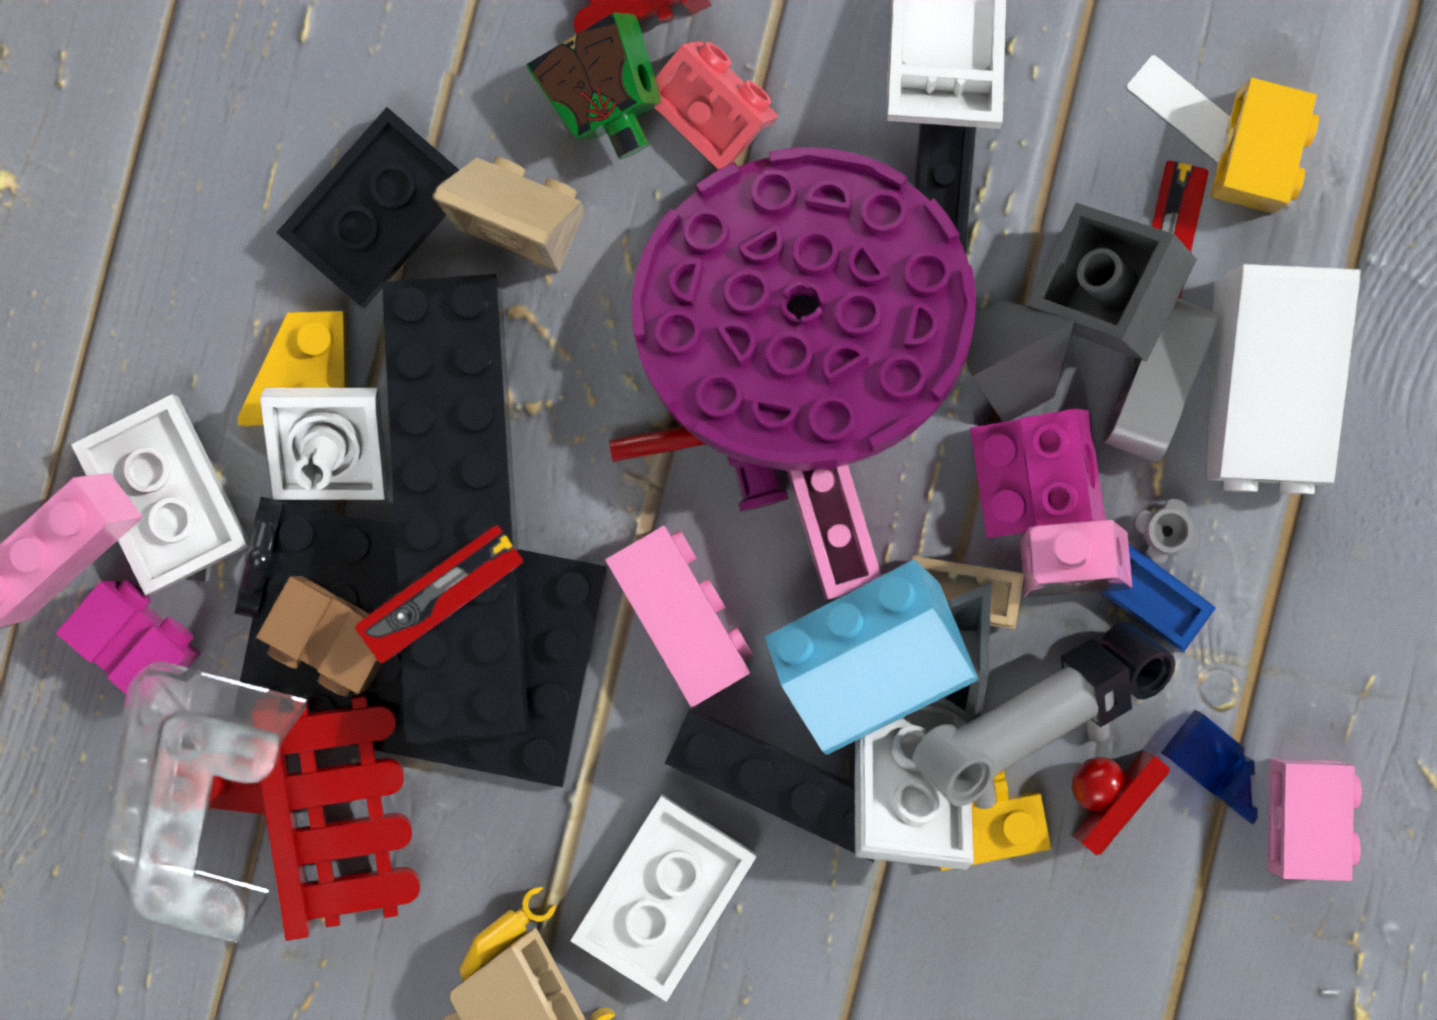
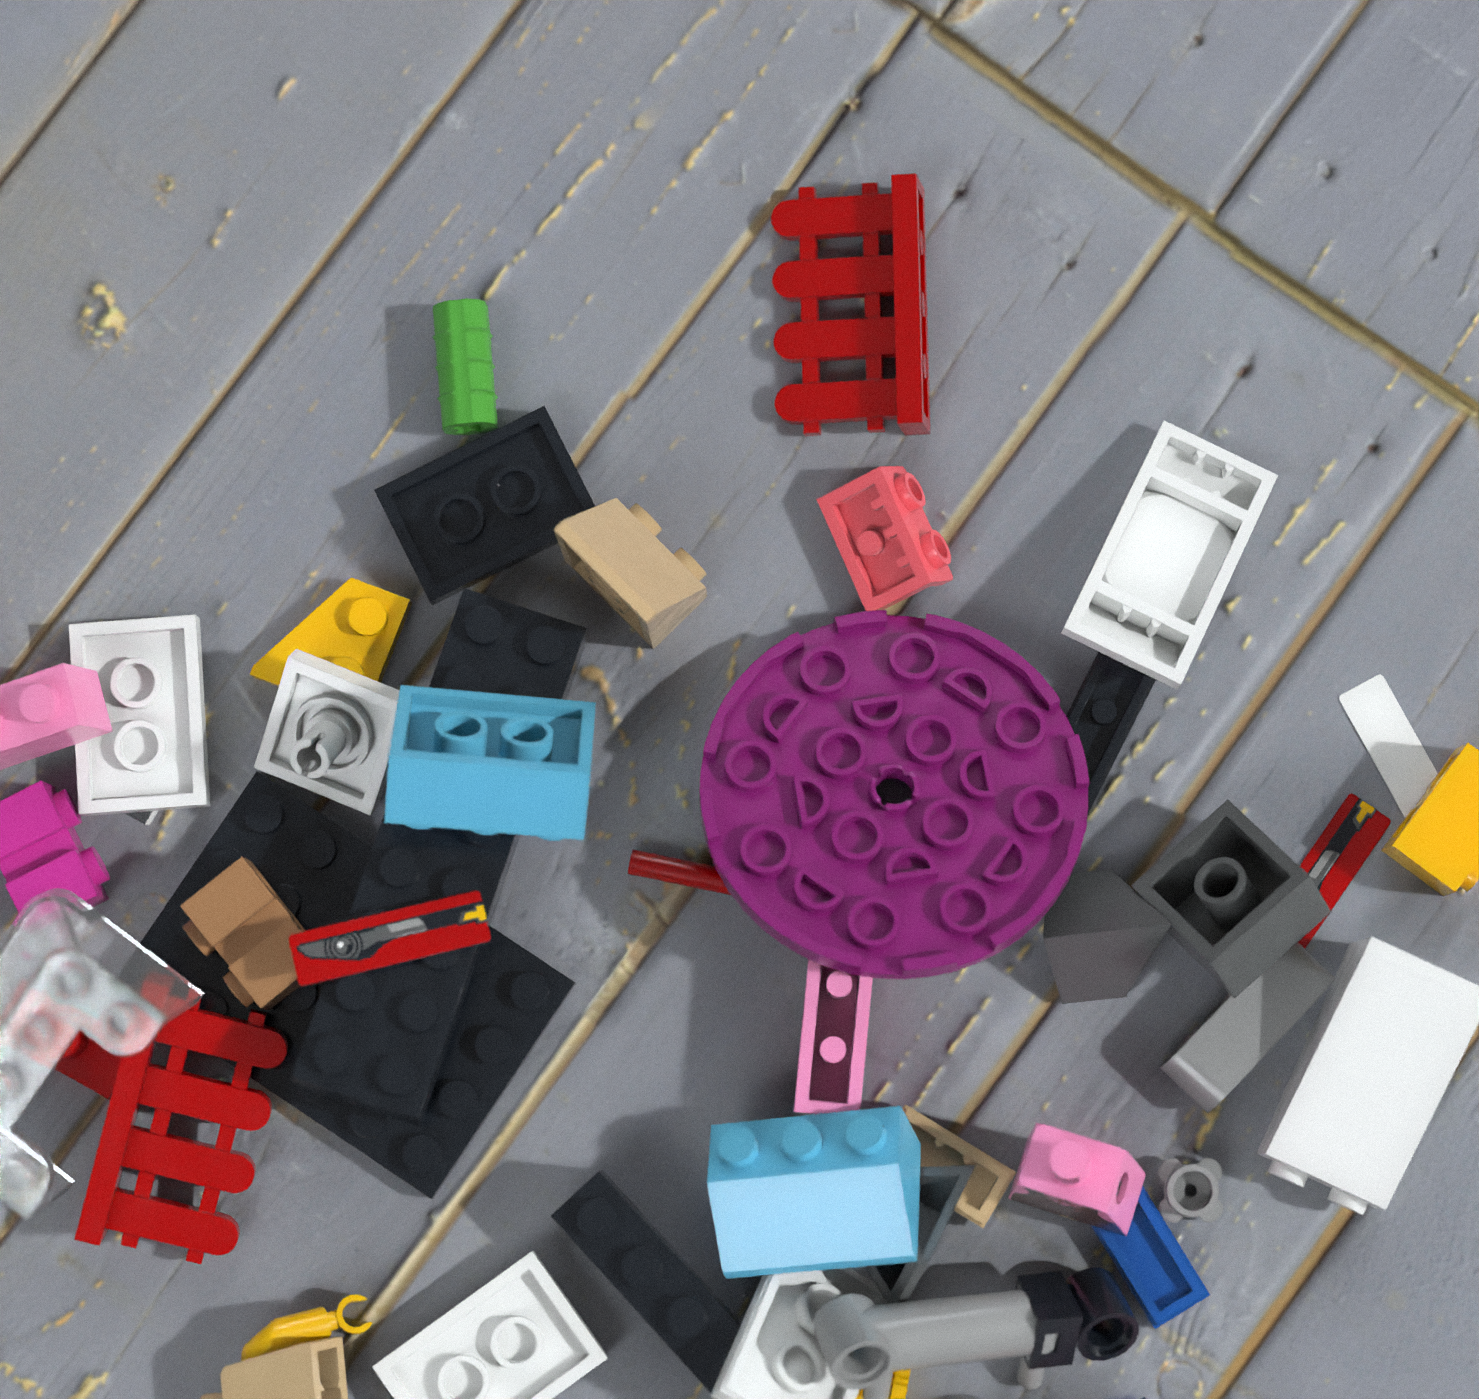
camera: 25 degrees right, 5 degrees down
(258, 557) = (213, 823): black arm -> none
(308, 101) = (465, 367): none -> bright green axle
(461, 416) = (490, 763): none -> medium azure slope
(601, 82) = (778, 472): torso -> none
(681, 614) = (633, 1065): bright pink brick -> none
(757, 485) = (770, 963): magenta bush -> none
(1037, 472) = (1075, 1069): dark pink brick -> none

